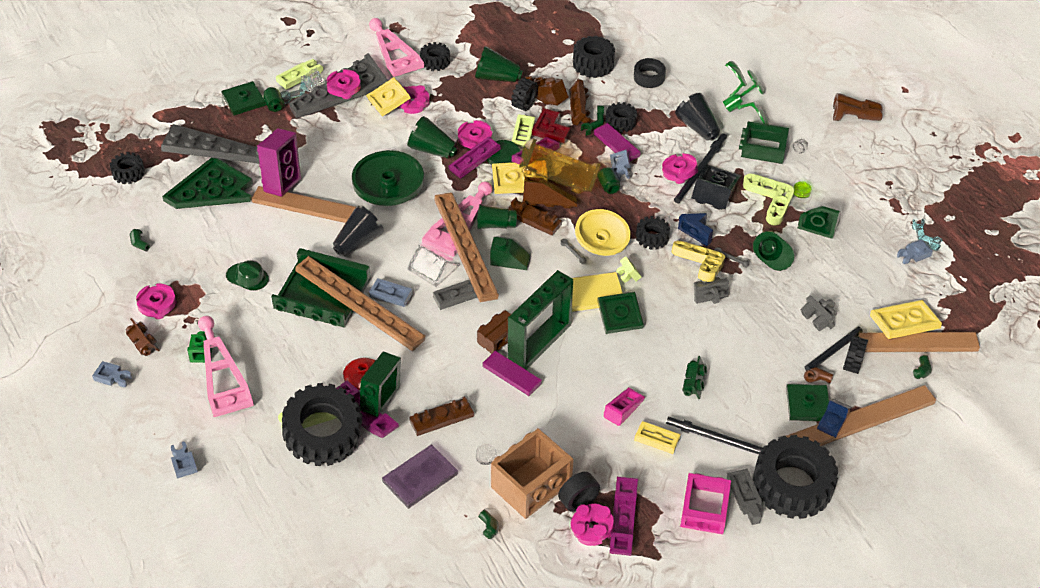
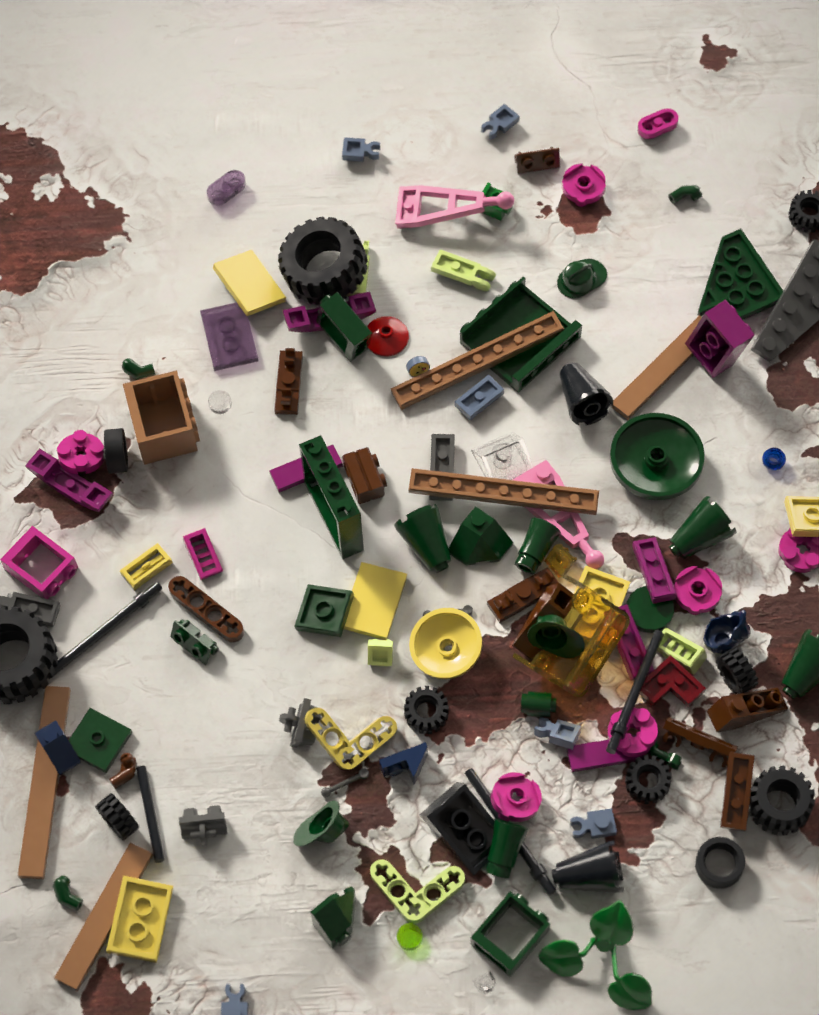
camera: 120 degrees right, 15 degrees up
(74, 275) = (656, 123): none -> dark pink plate
(270, 541) = (224, 187): none -> clear purple plate
(277, 346) = (462, 270): none -> yellowish green hinge
(351, 129) = (774, 453): none -> clear blue plate
(362, 480) = (249, 282): none -> light yellow tile
(384, 337) = (417, 366): none -> tile
(498, 200) = (560, 560): none -> clear yellow tile
(500, 106) = (726, 632): none -> dark blue hair
(525, 276) = (426, 537): none -> dark green cone
(559, 176) = (554, 636): none -> dark green piece
(600, 122) = (644, 739): none -> dark pink plate
(603, 72) = (737, 791): none -> reddish brown plate
(605, 126) = (620, 728): none -> black bar
(663, 383) = (206, 608): none -> reddish brown beam
(665, 131) = (598, 823): none -> sand blue plate
(715, 157) = (505, 848): none -> dark green plant

